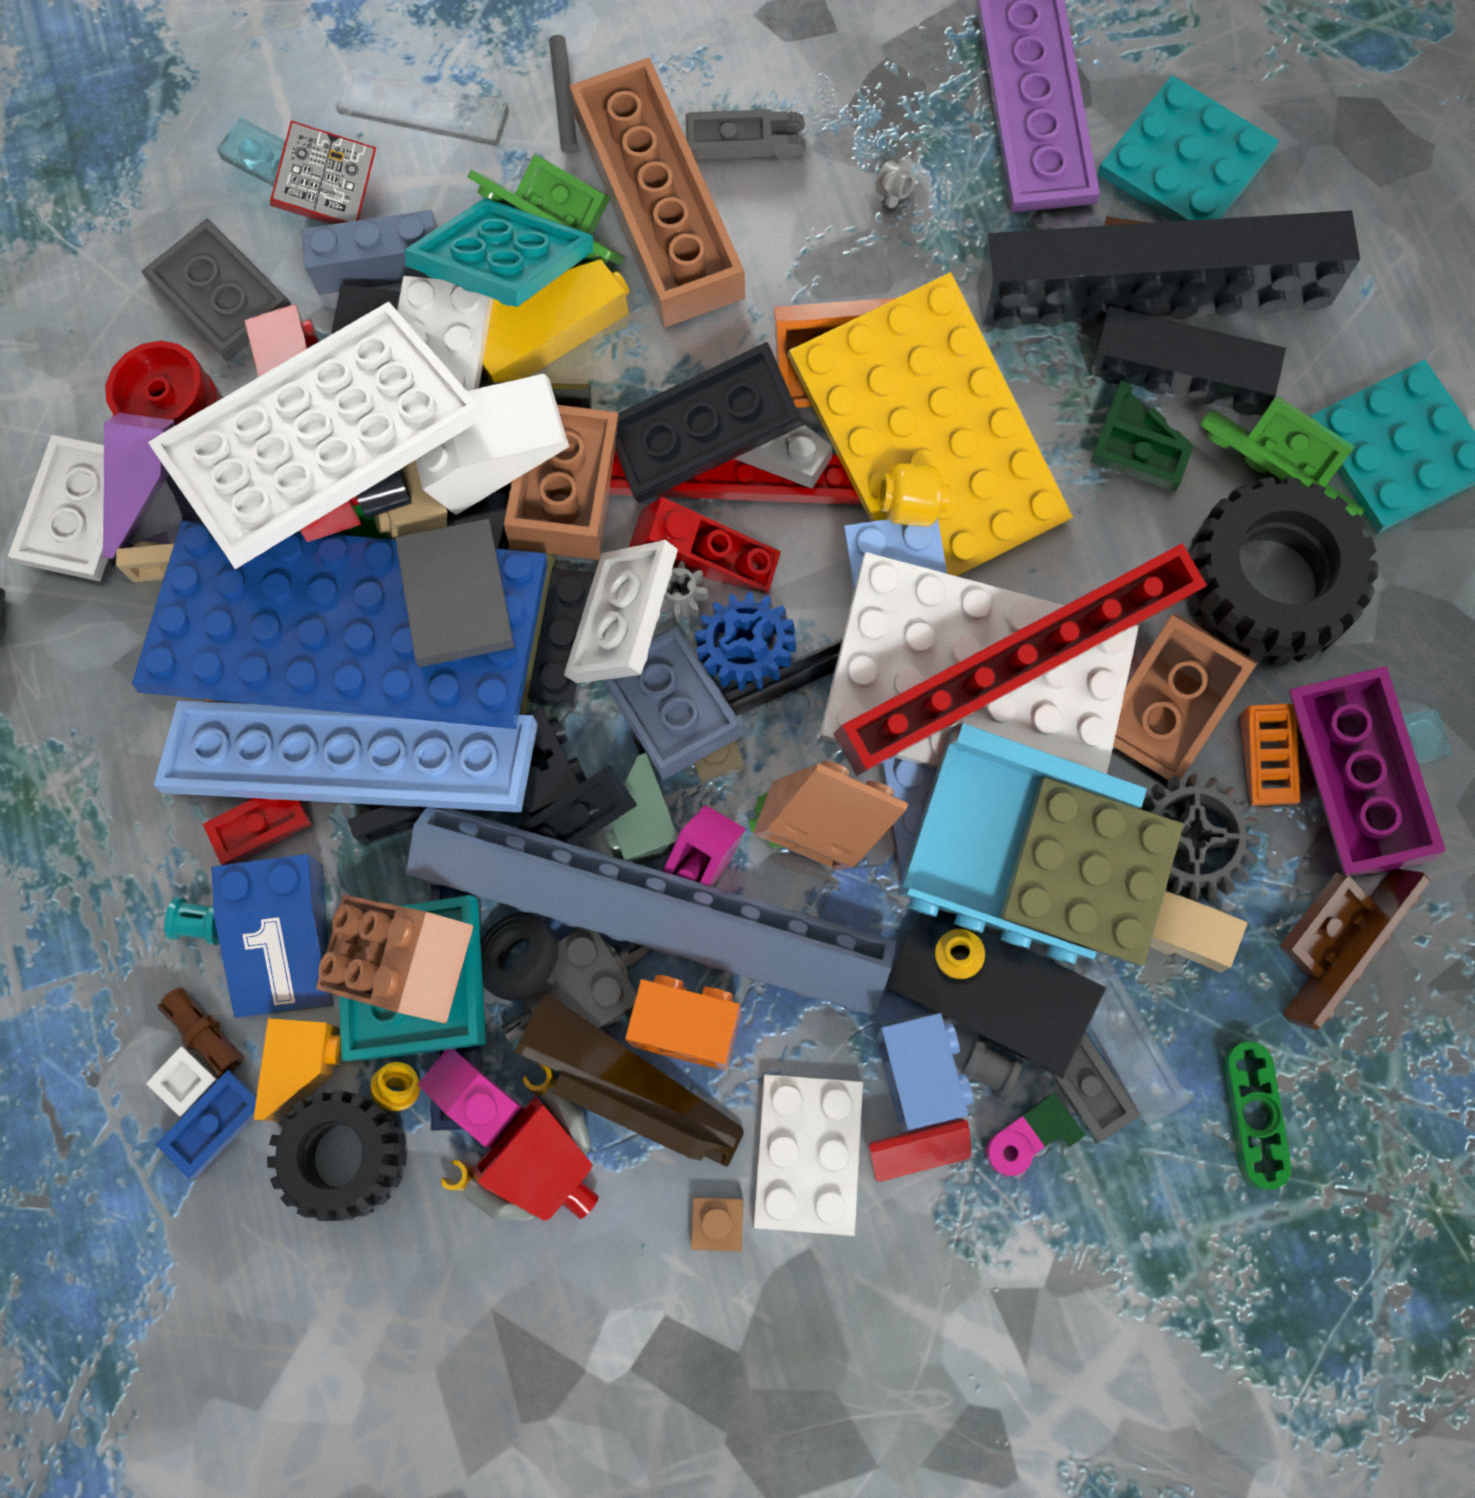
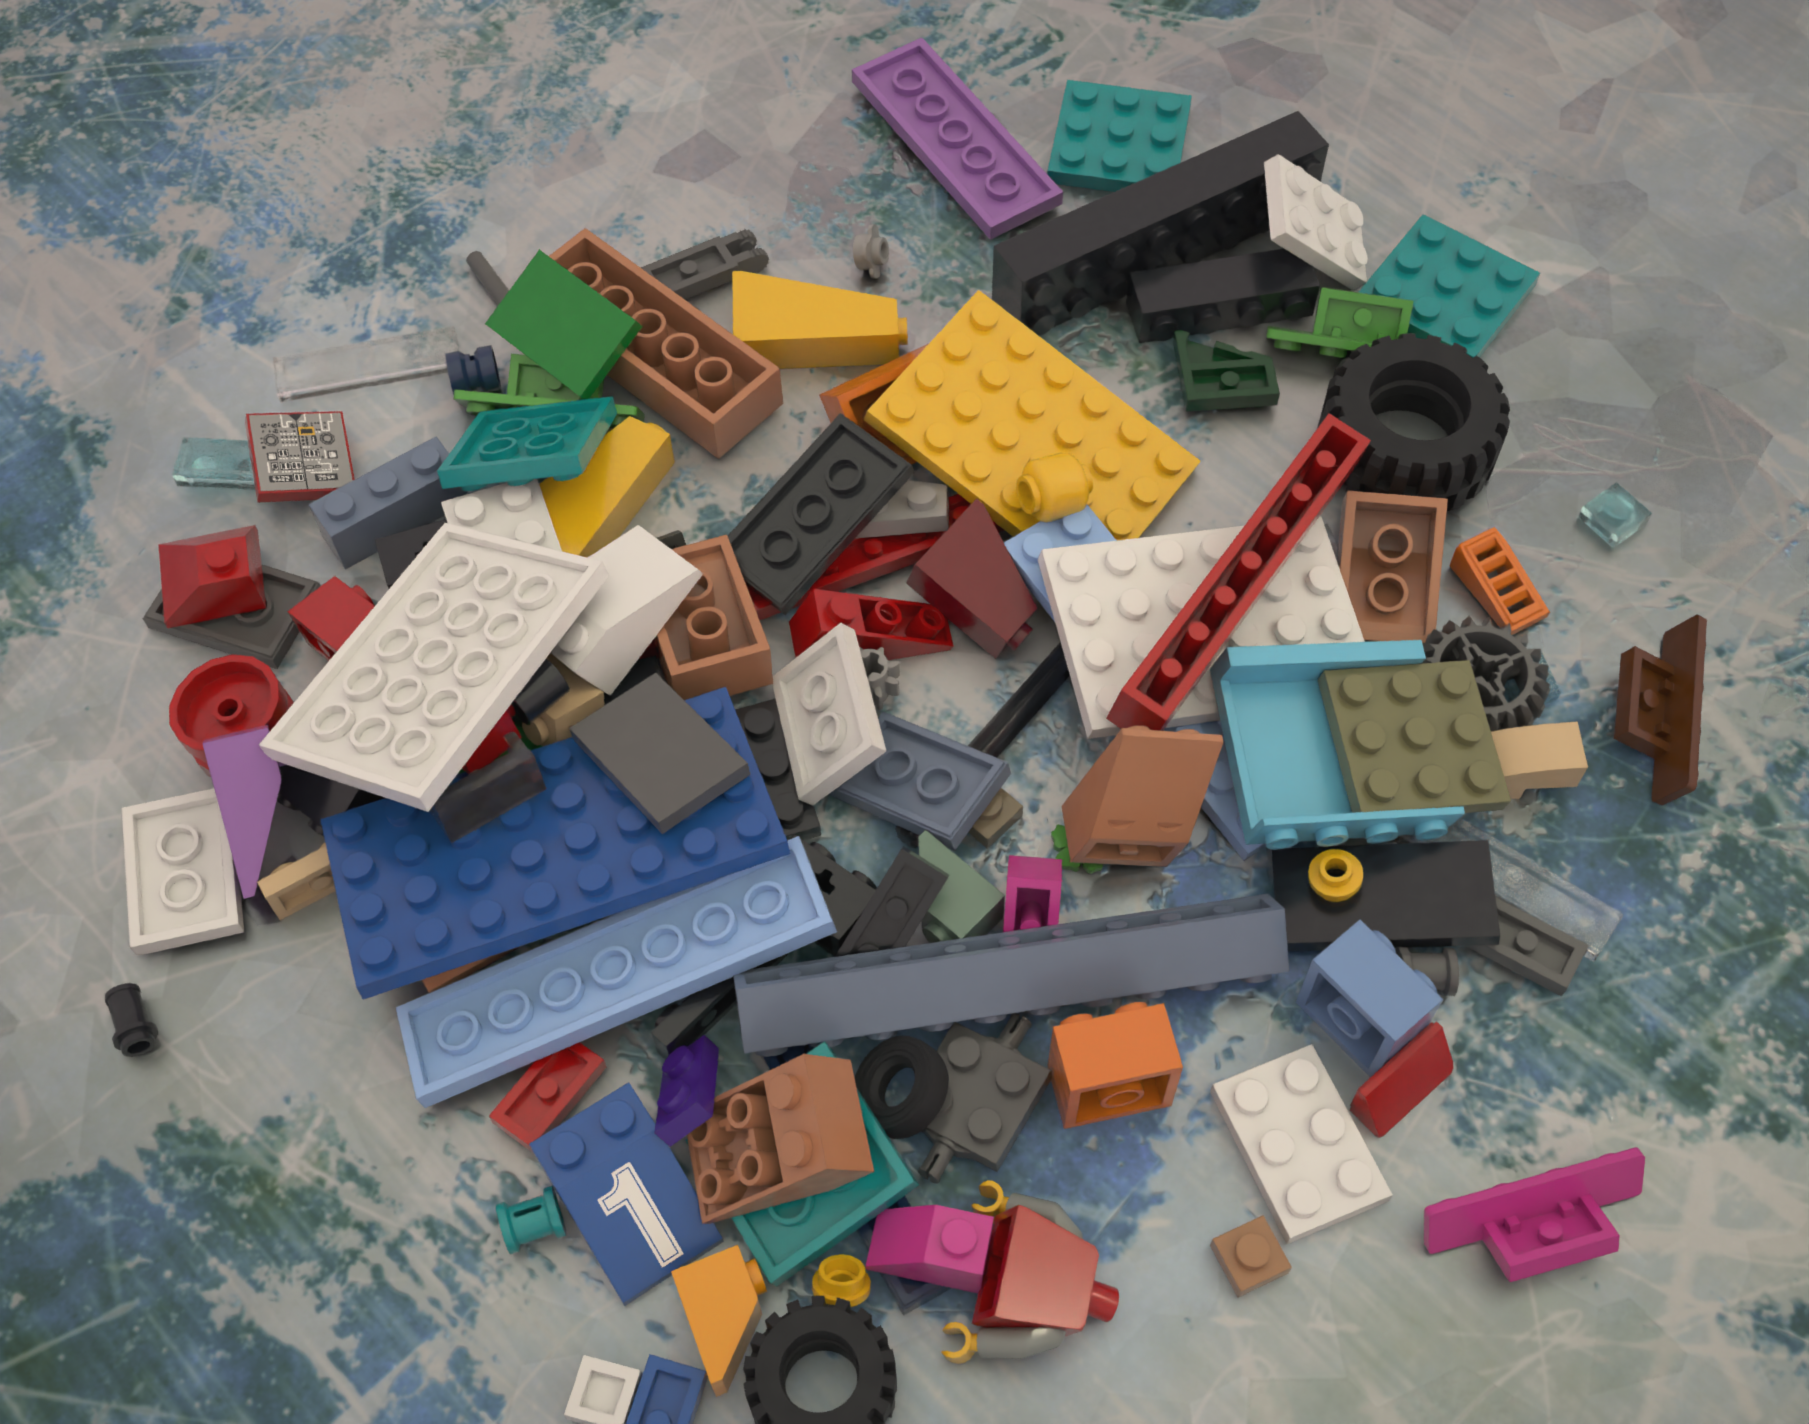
camera: 30 degrees left, 15 degrees down
(200, 1031) = (595, 1333): reddish brown pin -> none
(207, 257) = (211, 576): none -> red slope
(305, 563) = (489, 791): none -> clear smoke hinge
(351, 880) = (687, 1090): none -> dark purple plate
(499, 154) = (473, 371): none -> dark blue wheel
(582, 148) = (563, 325): none -> green tile
(623, 1086) = (1081, 1159): dark brown wedge -> none
(744, 647) = (961, 692): blue gear -> none
(804, 233) = (814, 324): none -> yellow slope
(809, 547) = (976, 583): none -> dark red slope
(961, 1320) = (1541, 1218): none -> dark pink bracket
(1013, 1147) = (1492, 1028): leg -> none
(1249, 1154) = (1687, 921): green beam -> none
(1305, 330) = (1315, 222): none -> white plate
(1367, 773) = (1598, 552): magenta slope -> none

